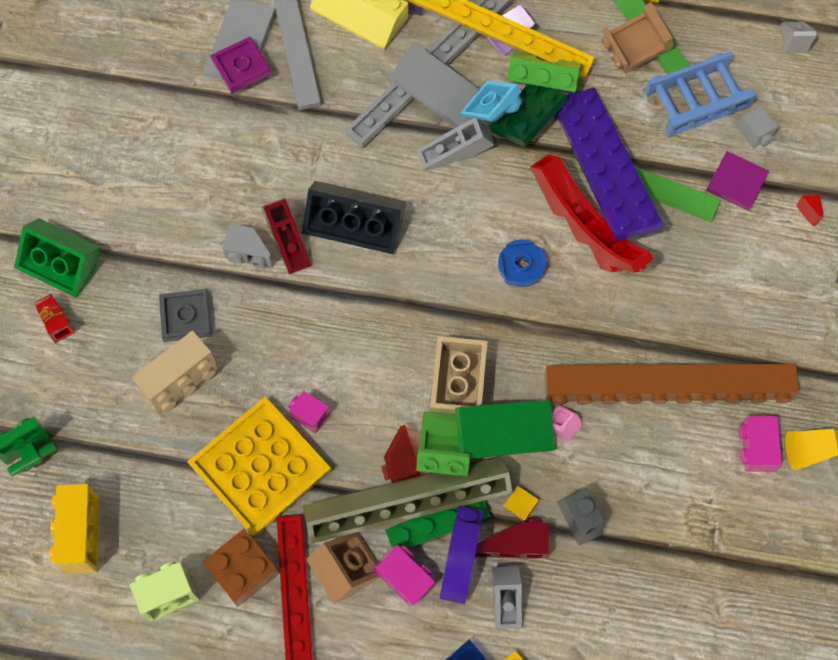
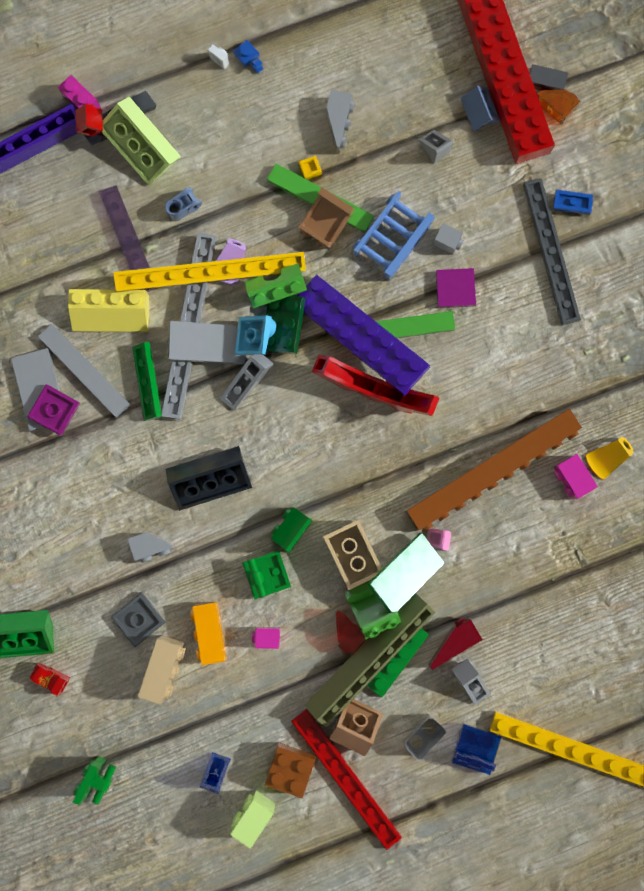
camera: 30 degrees left, 15 degrees up
(75, 529) = (167, 815): yellow brick -> none
(157, 520) = (215, 773): none -> clear blue slope
(249, 370) = (208, 633): none -> light orange brick
(259, 466) = (257, 694): yellow plate -> none
(286, 235) = (170, 520): dark red slope -> none
(351, 347) = (266, 574): none -> green plate
(352, 91) = (146, 381): none -> green plate
(404, 574) = (398, 709): dark pink brick -> none
(405, 615) = (427, 746): none -> light grey piece
(408, 315) = (291, 529): none -> green slope
(461, 555) = (427, 673): dark purple arch -> none
(520, 503) = (443, 613): yellow tile -> none
(529, 253) = (346, 431): blue plate -> none
(582, 516) = (486, 597): dark grey torso -> none
(811, 208) = (518, 281): red slope -> none

